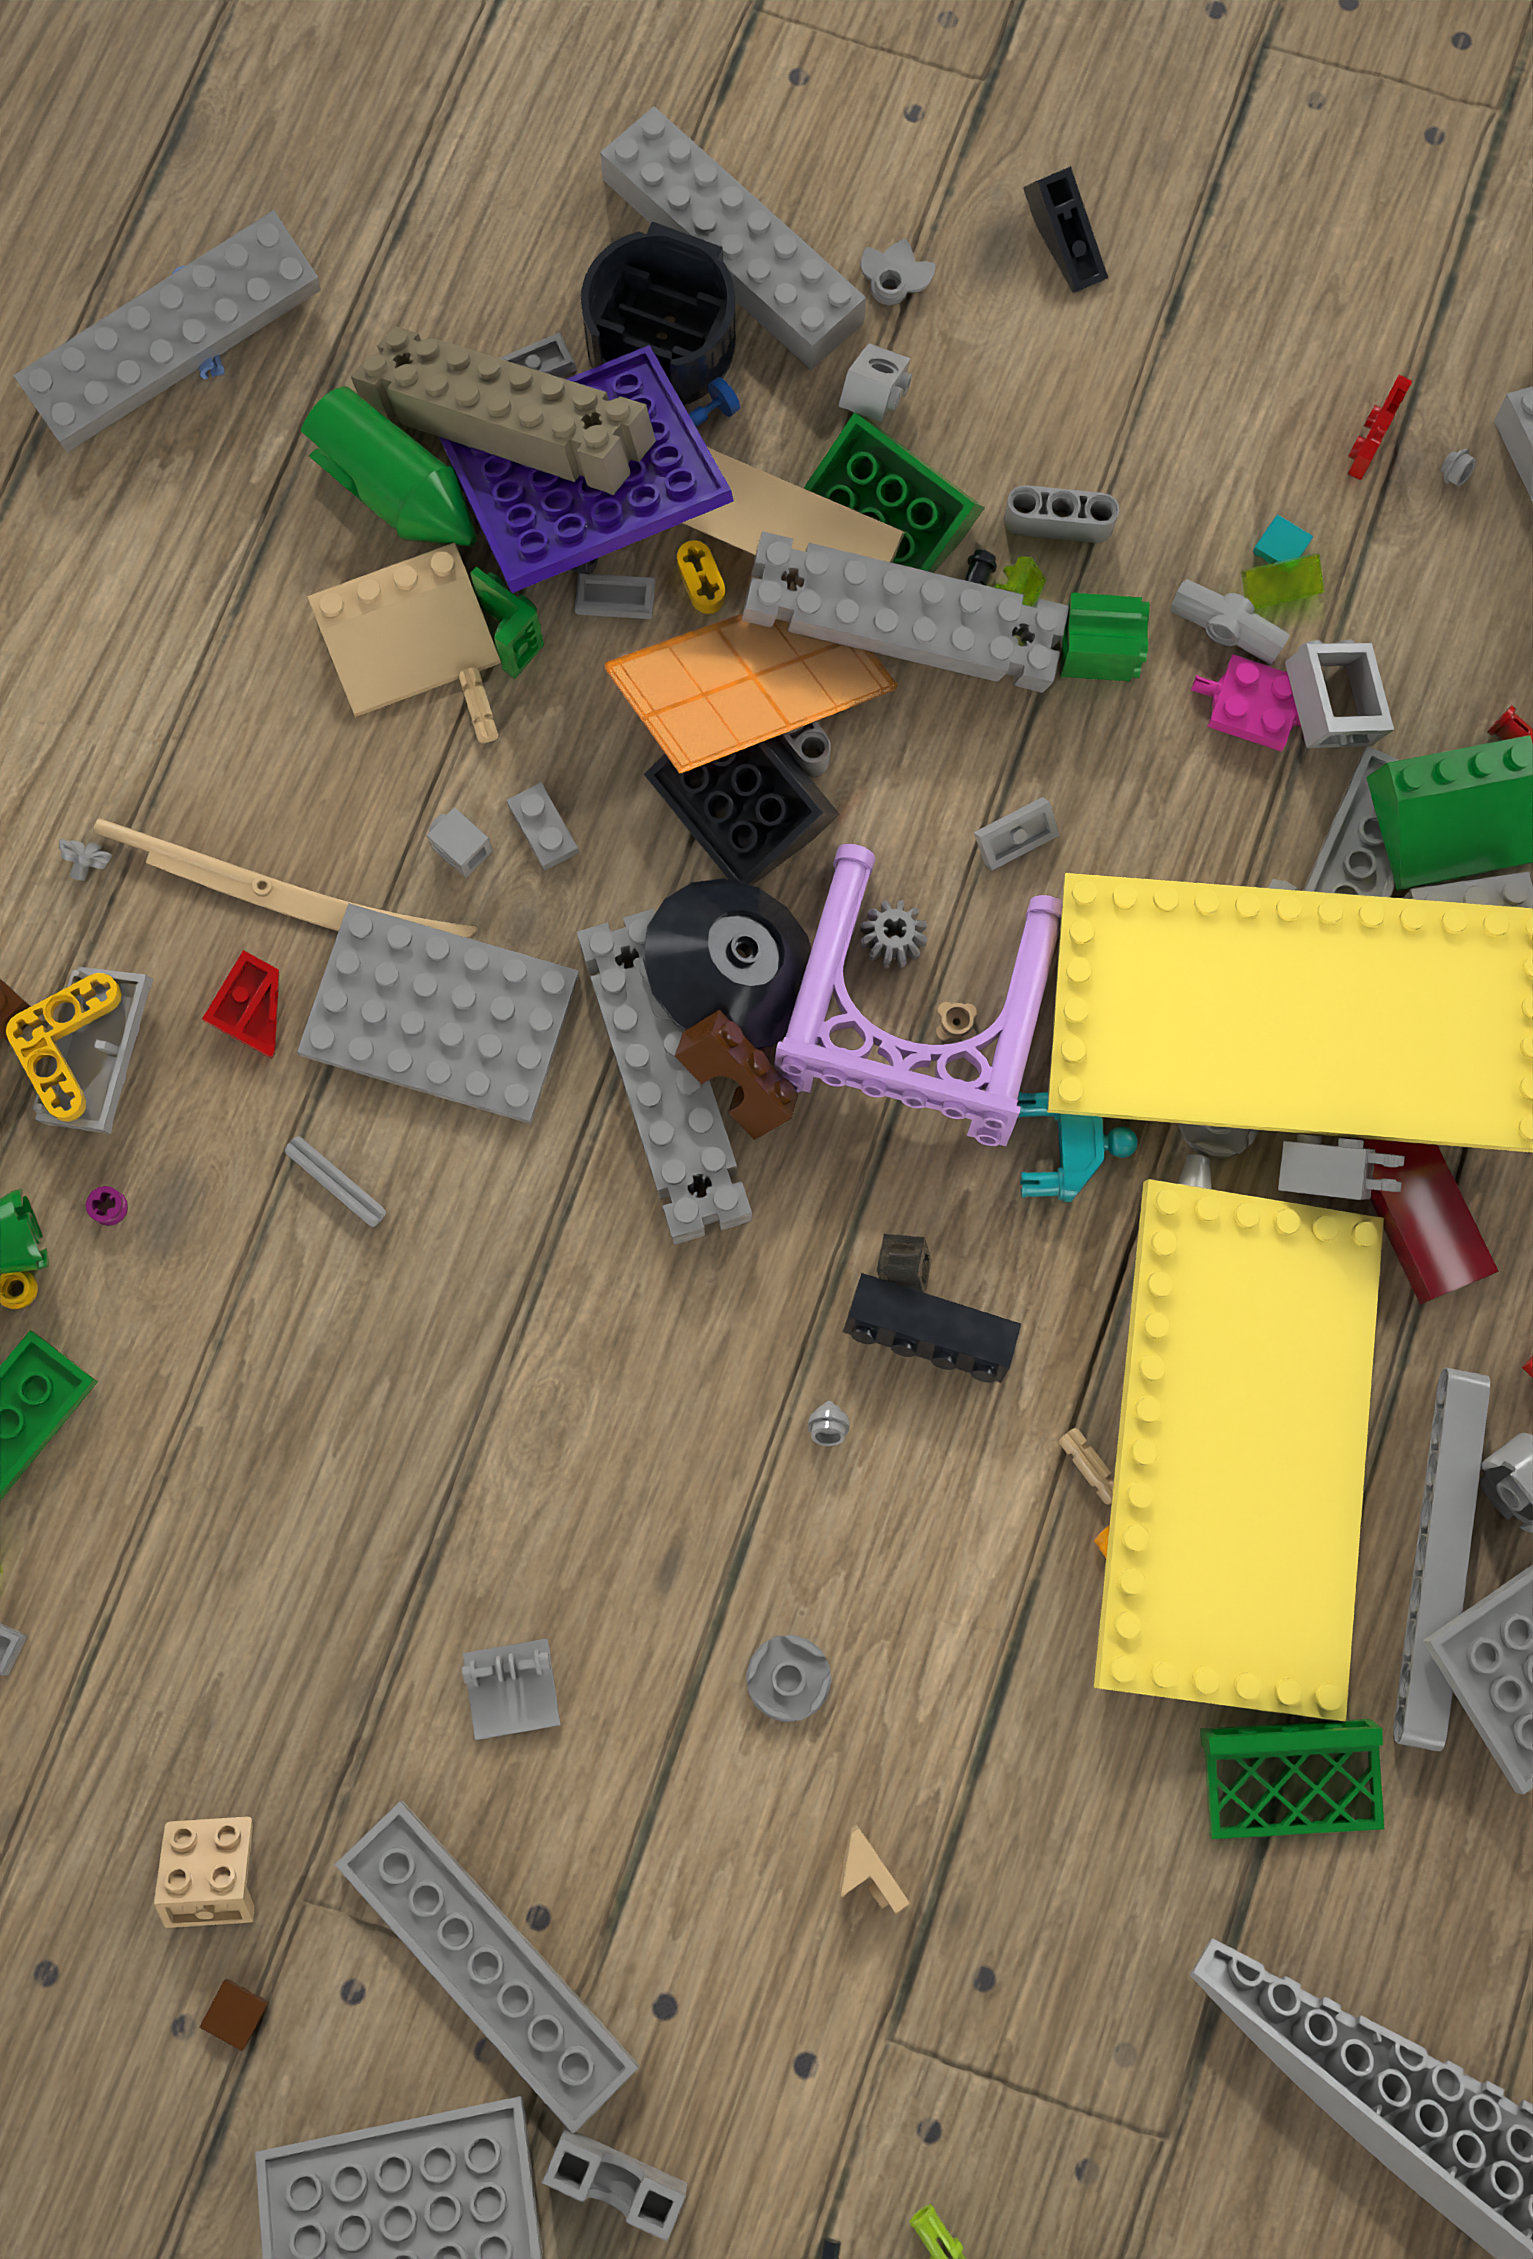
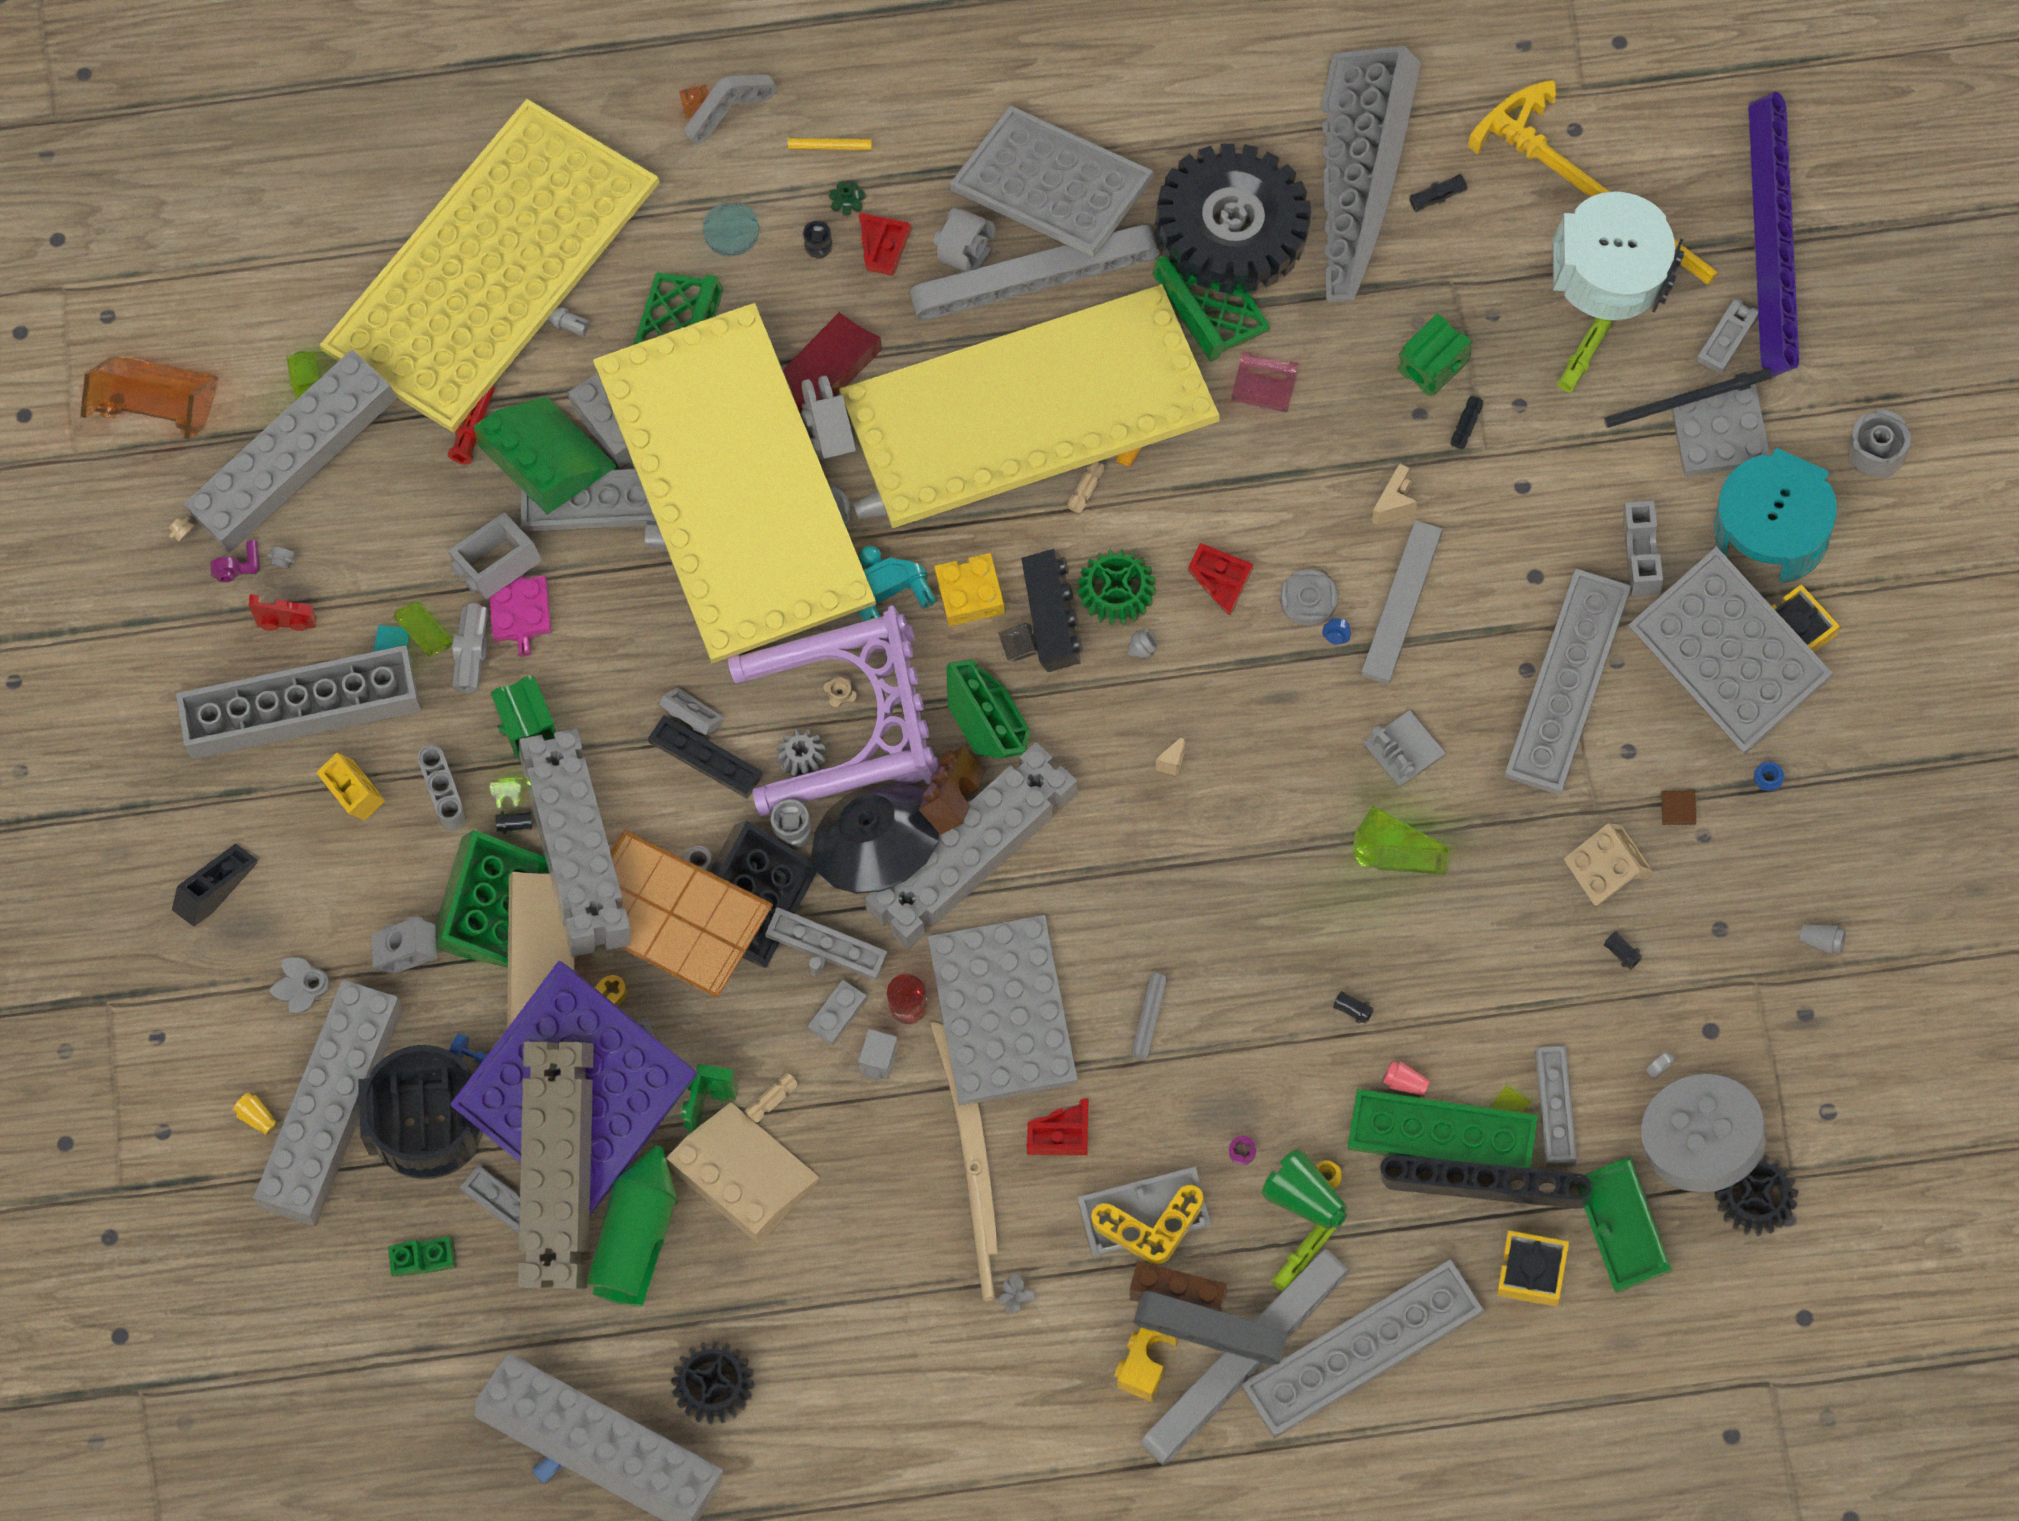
camera: 110 degrees left, 10 degrees down
(76, 1447) = (1405, 1079): none -> coral cone
(82, 1823) = (1623, 950): none -> black pin
(184, 468) = (725, 1388): none -> black gear
(197, 2178) = (1772, 769): none -> blue plate
(203, 1434) = (1360, 1011): none -> black pin
(372, 1593) = (1396, 846): none -> clear neon green slope
(502, 265) = (422, 1257): none -> green slope
(506, 903) = (907, 999): none -> clear red wheel
(627, 845) = (825, 945): none -> light grey plate
(649, 1380) = (1171, 759): none -> tan slope
(716, 1687) = (1337, 631): none -> blue plate
(719, 1801) = (1401, 602): none -> light grey tile
(763, 164) = (254, 1113): none -> yellow cone
(803, 875) = (791, 824): none -> light grey wheel
(827, 1179) = (985, 711): none -> green wedge
(875, 1575) = (1220, 575): none -> red wing
(932, 1449) = (1104, 570): none -> green gear
(936, 2039) = (1466, 422): none -> black axle
(948, 824) = (705, 756): none -> black plate
(1015, 1243) = (969, 590): none -> yellow piece
(1053, 2048) = (1434, 355): none -> green piece
(1110, 411) = (350, 786): none -> yellow brick
(1119, 1780) = (1263, 390): none -> clear pink plate
(1250, 402) = (298, 702): none -> light grey brick
(1313, 2199) = (1438, 193): none -> black pin
(1445, 1916) = (1239, 189): none -> black wheel
(1468, 400) = (227, 568): none -> magenta plate

